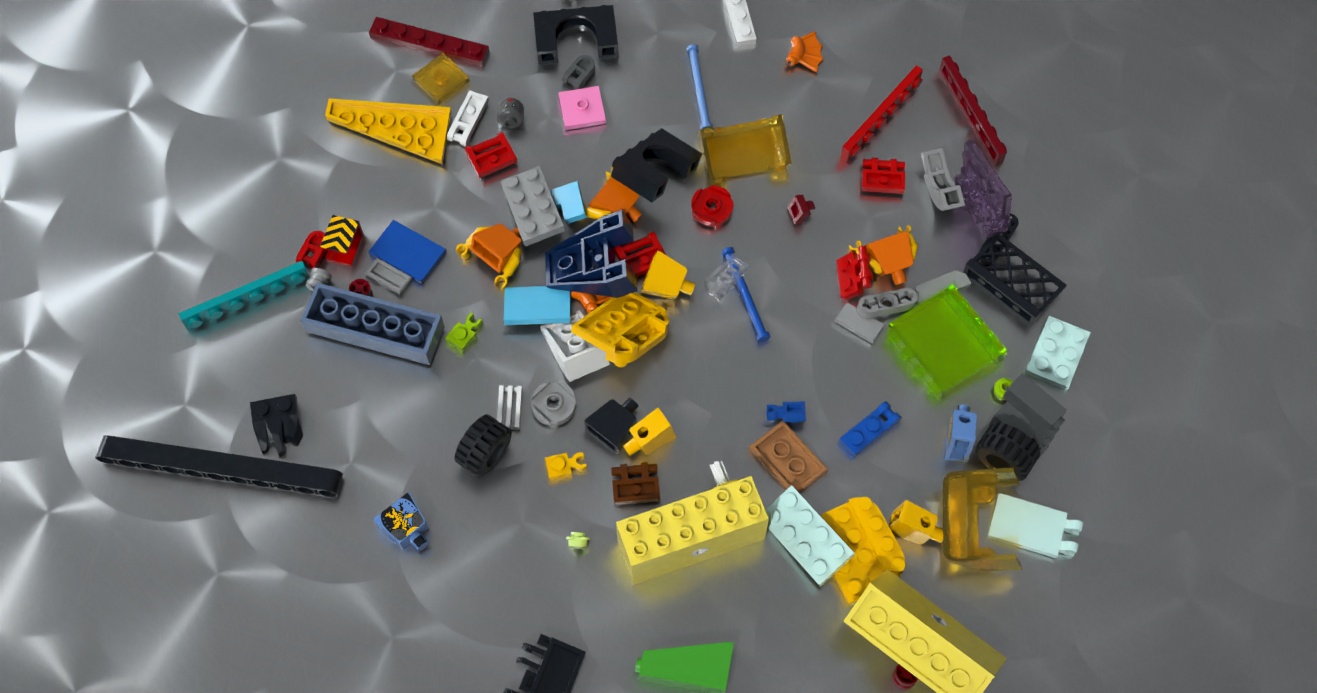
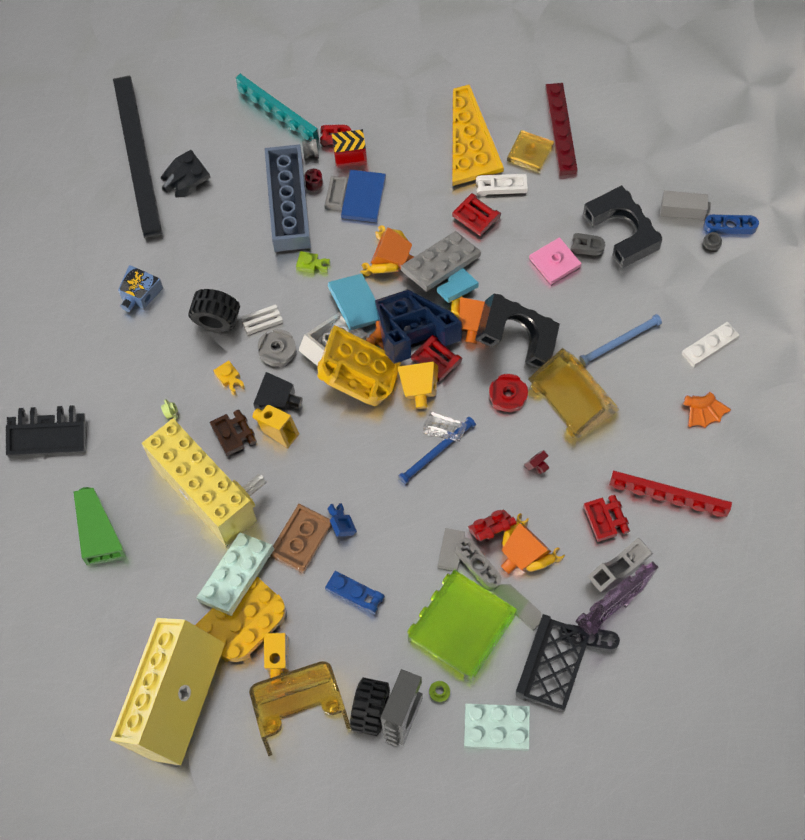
camera: 70 degrees right, 0 degrees up
(510, 113) = (520, 211): dark grey head -> none
(962, 428) = (376, 663): medium blue torso -> none
(972, 110) = (709, 576): dark red plate -> none
(1032, 527) = (317, 755): light aqua tile -> none

